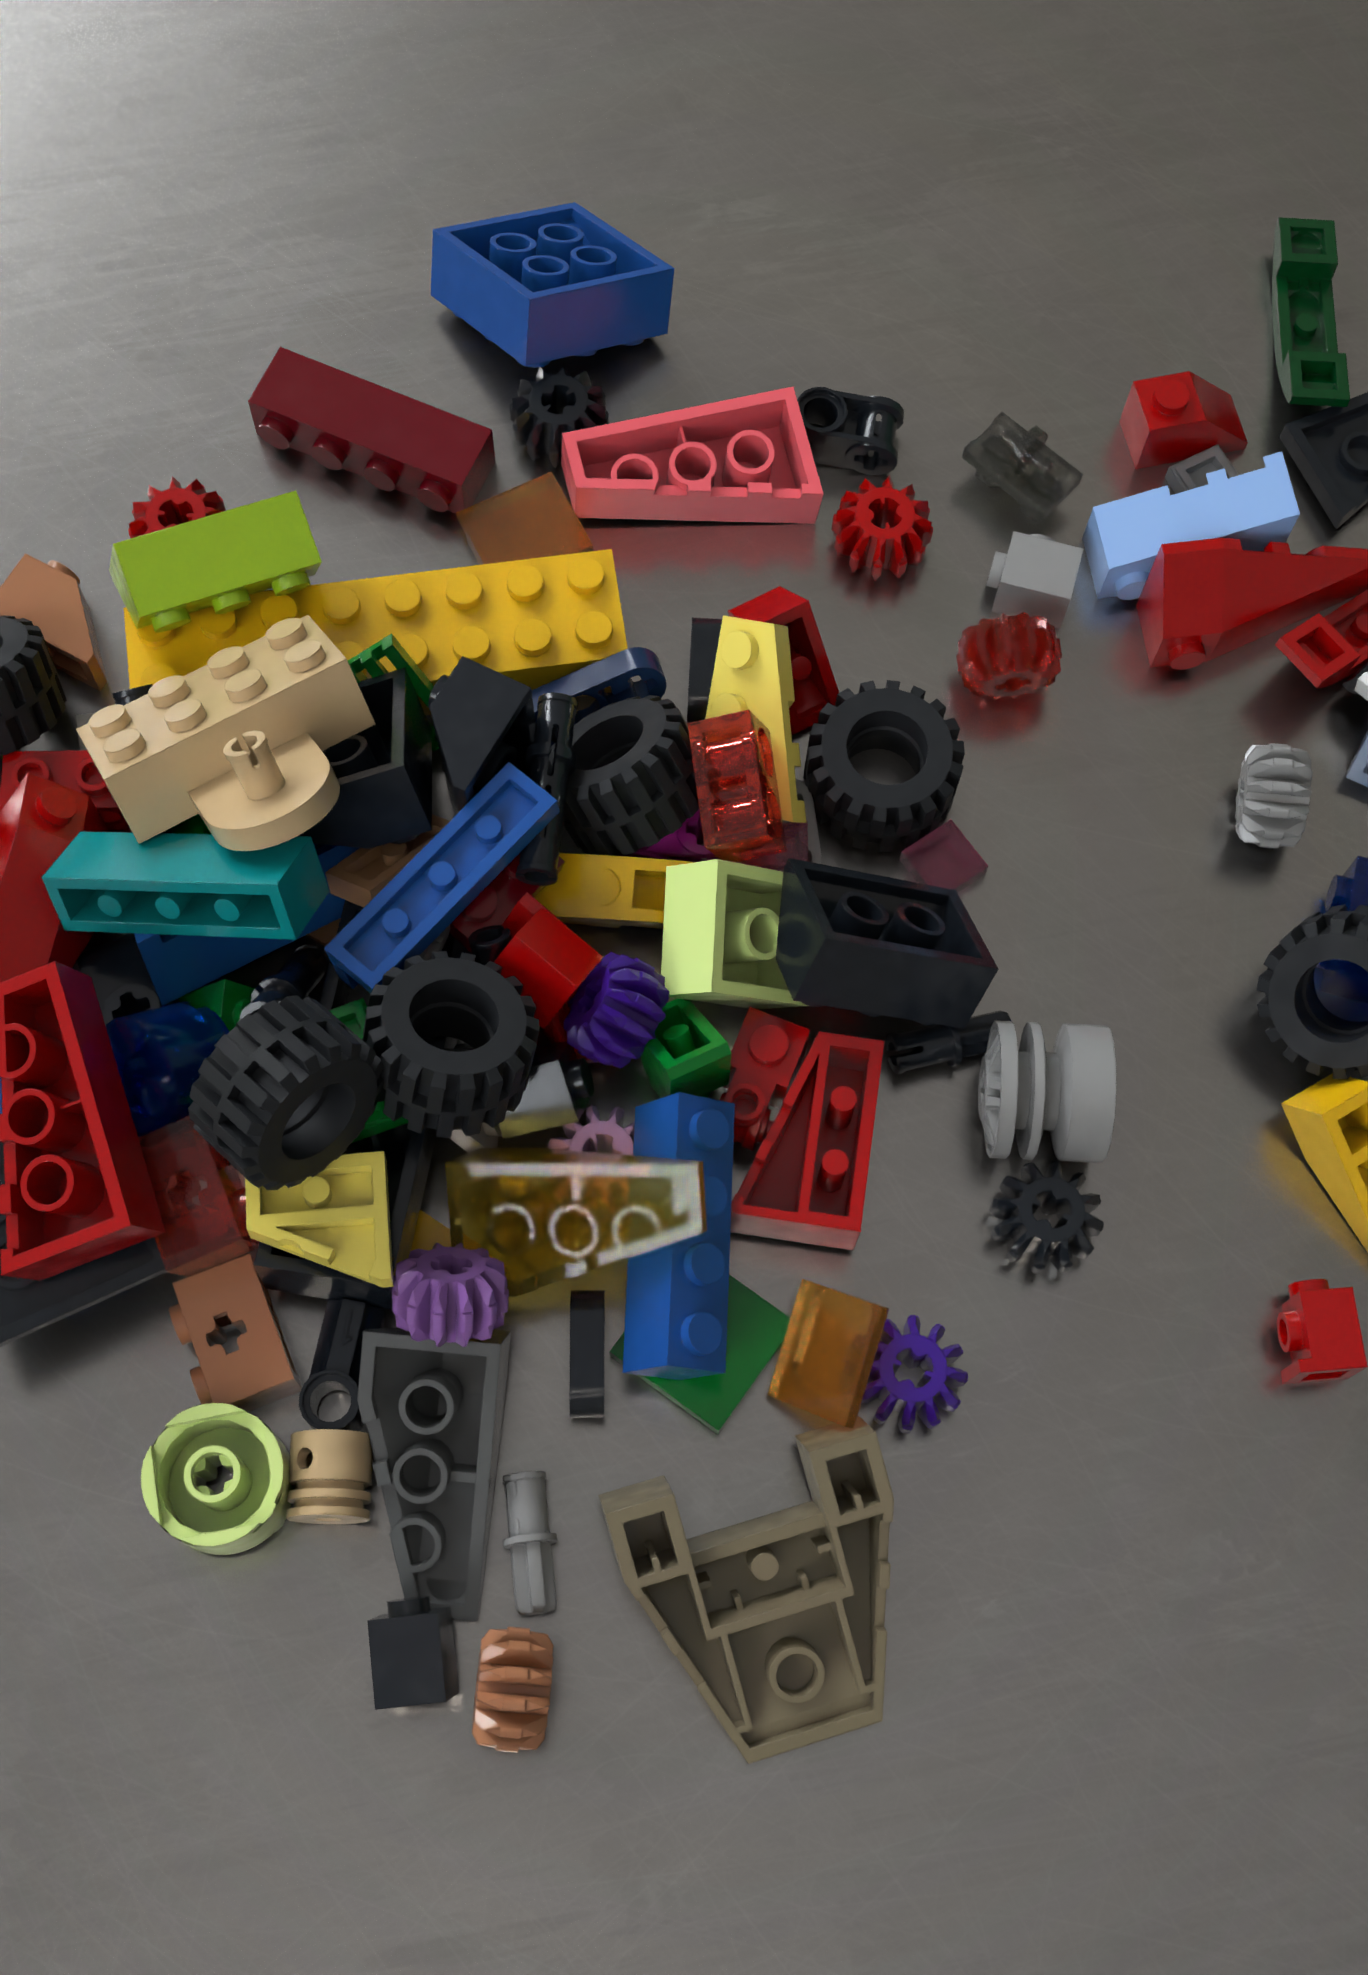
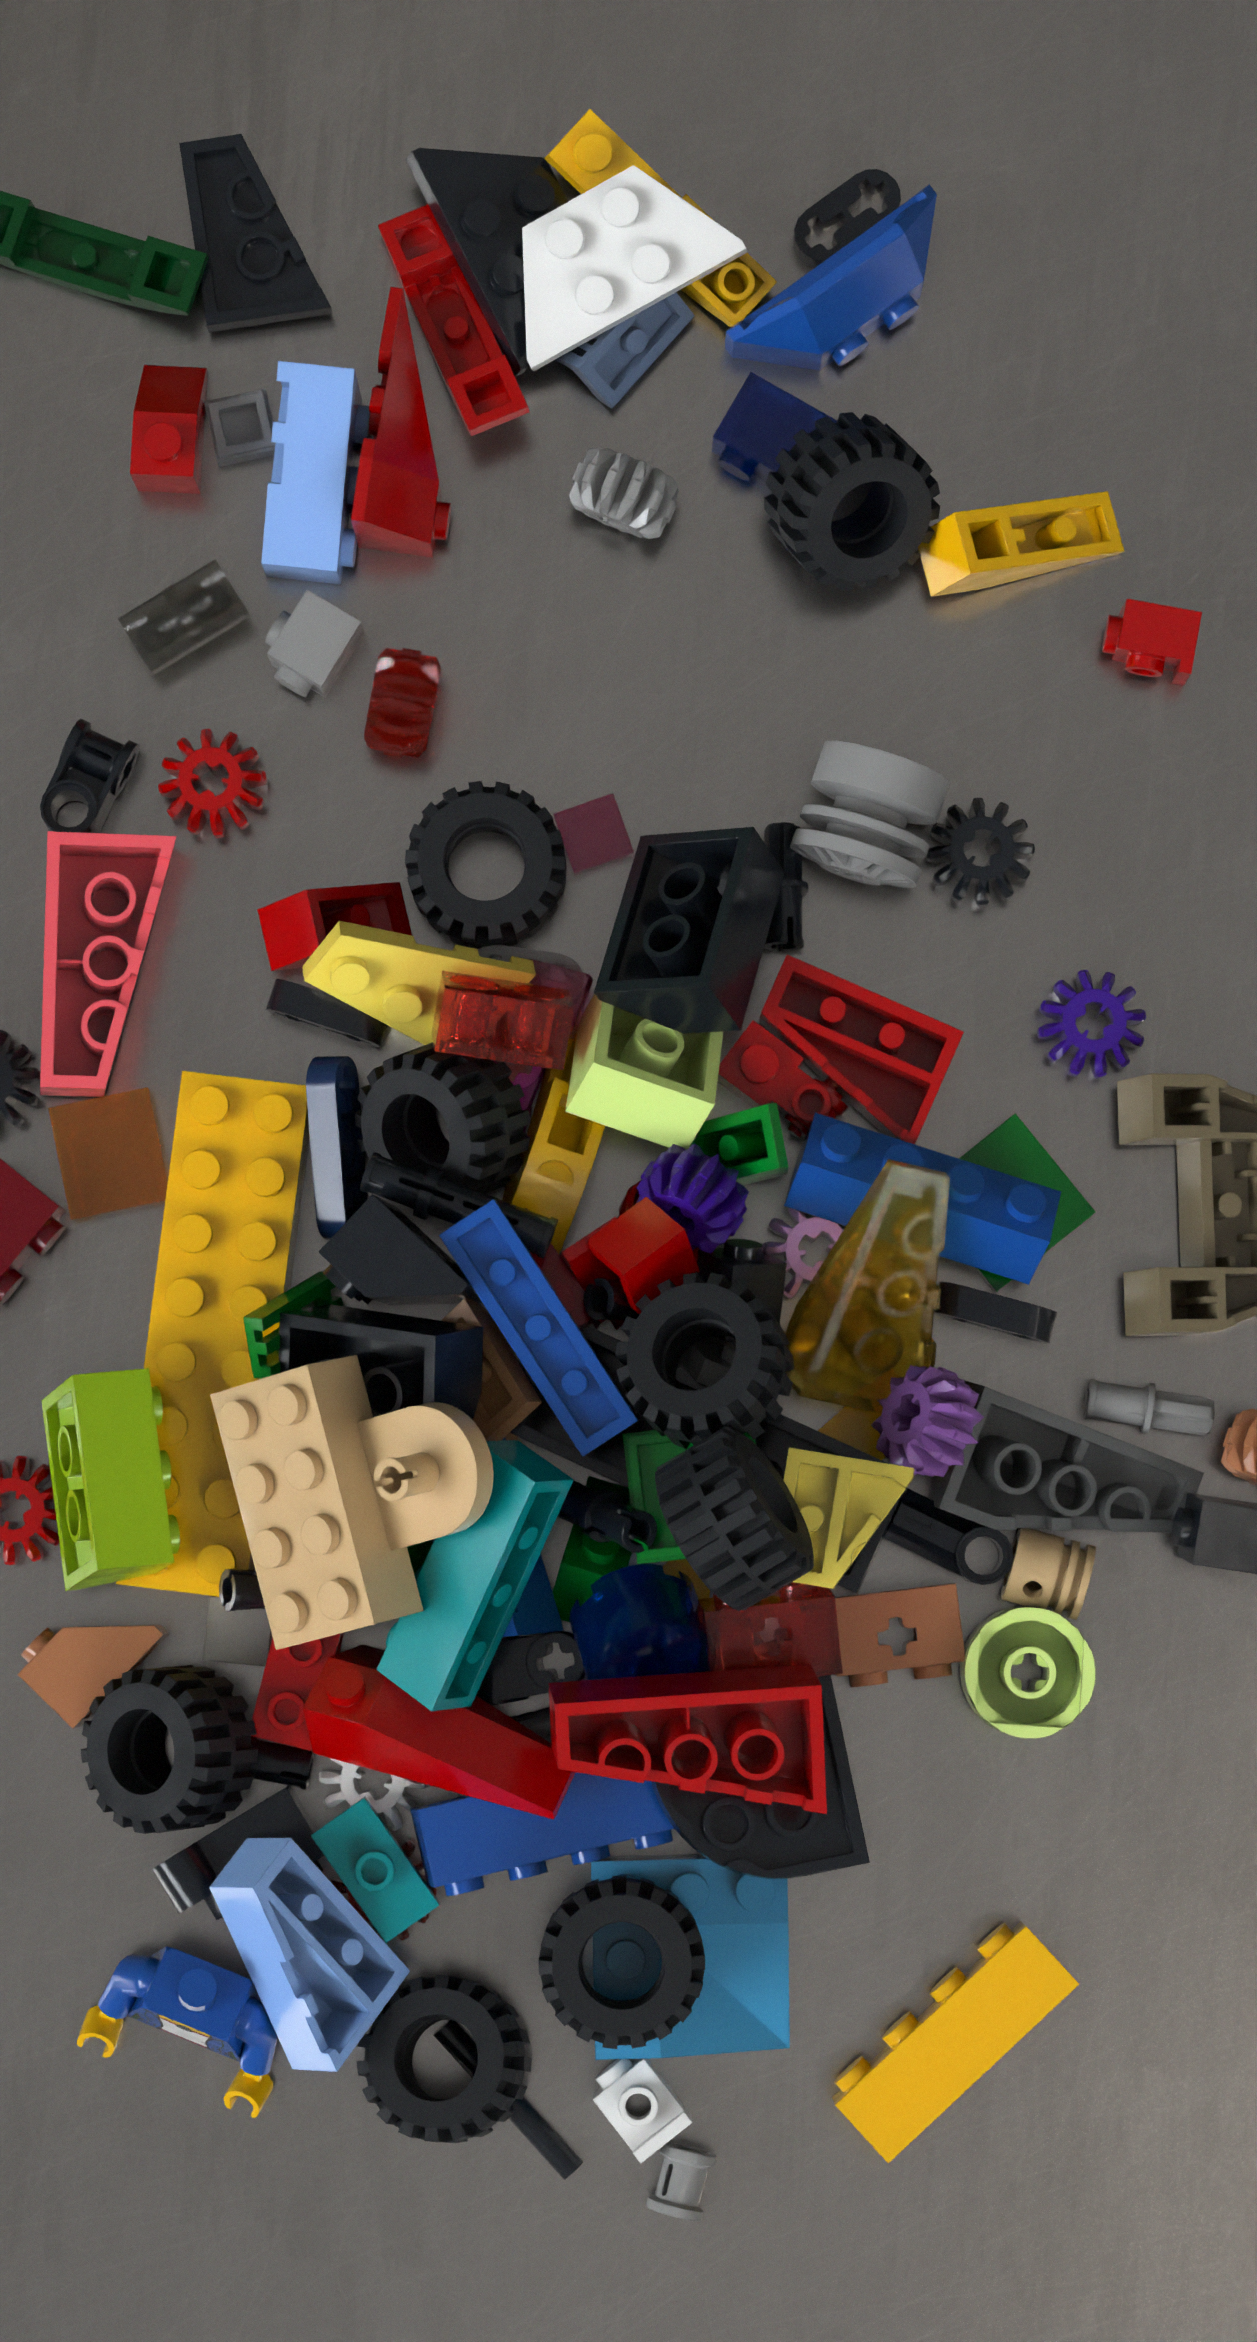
camera: 70 degrees left, 15 degrees up
(828, 1352) = (1057, 1092): clear orange piece -> none

